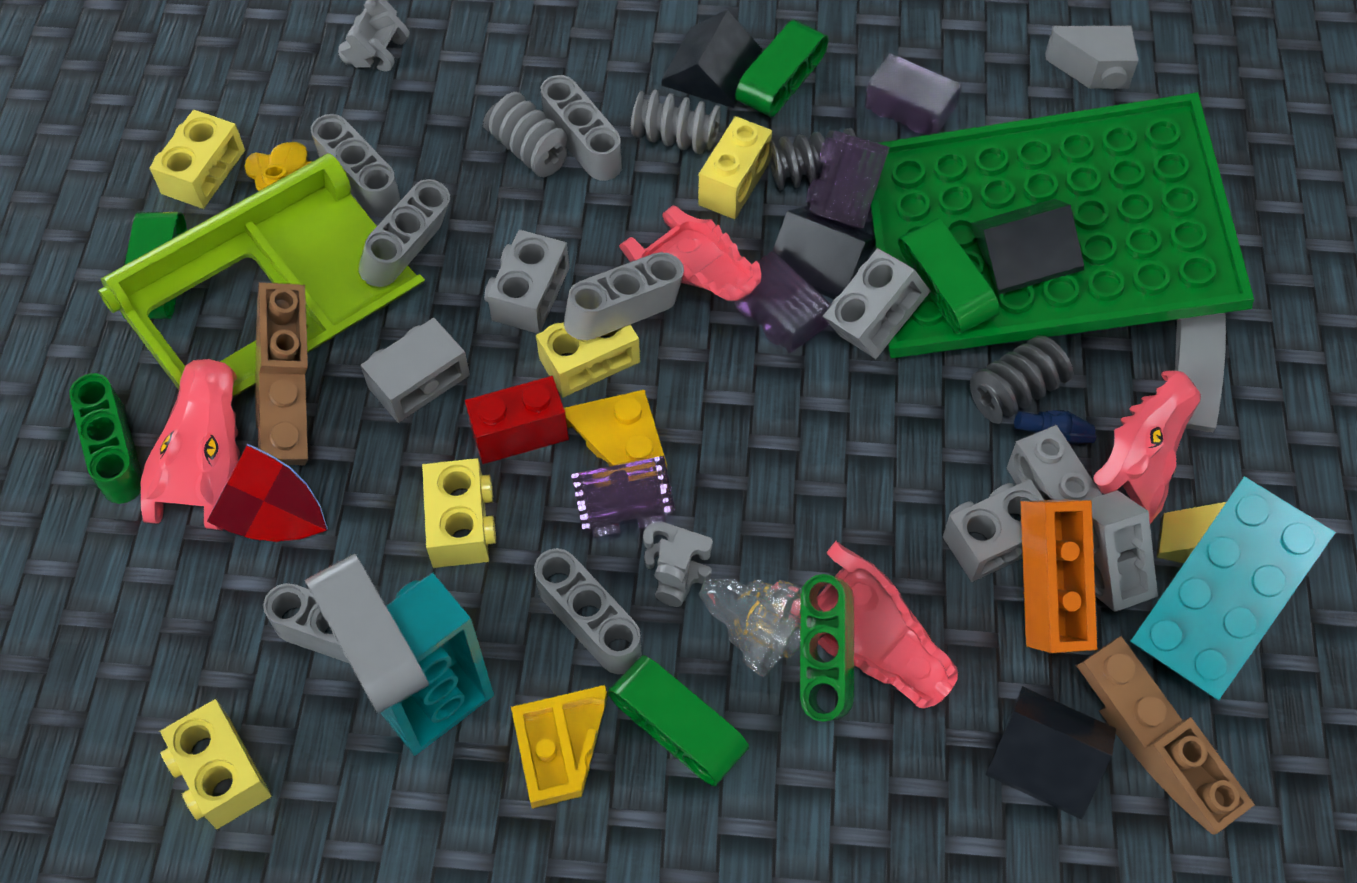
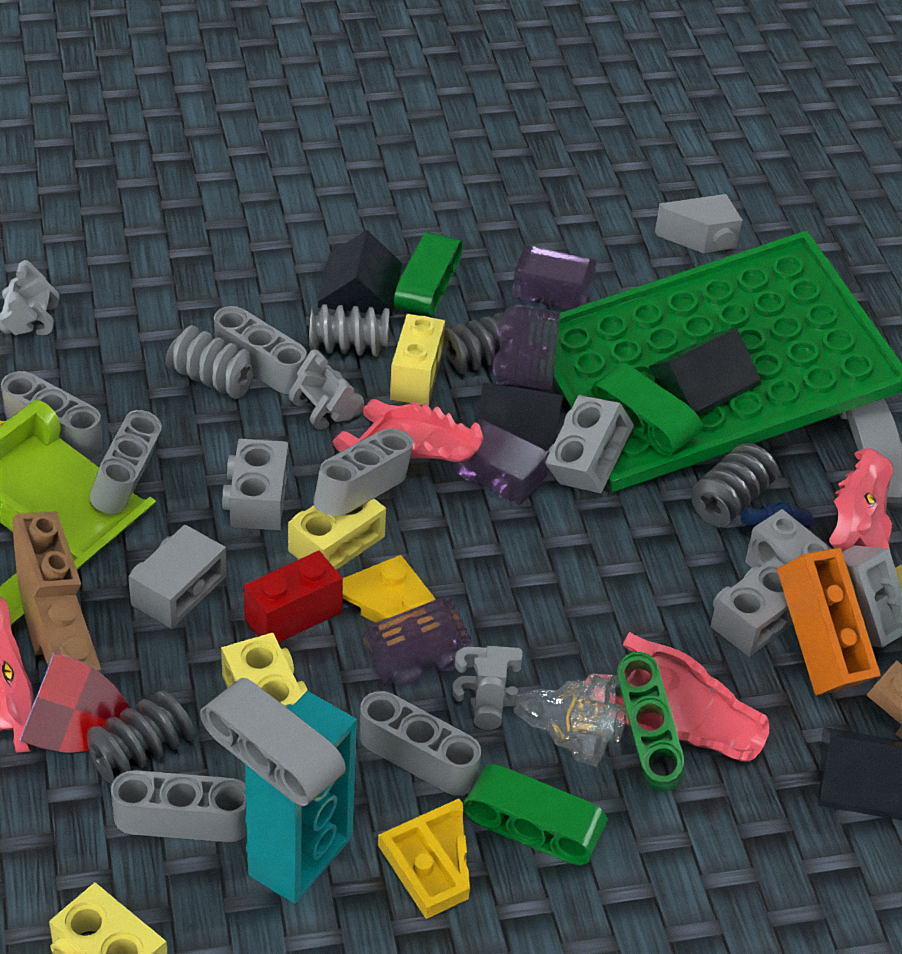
camera: 20 degrees left, 15 degrees down
(317, 541) = (138, 732): none -> flat silver piece
(630, 188) = (326, 391): none -> light grey piece

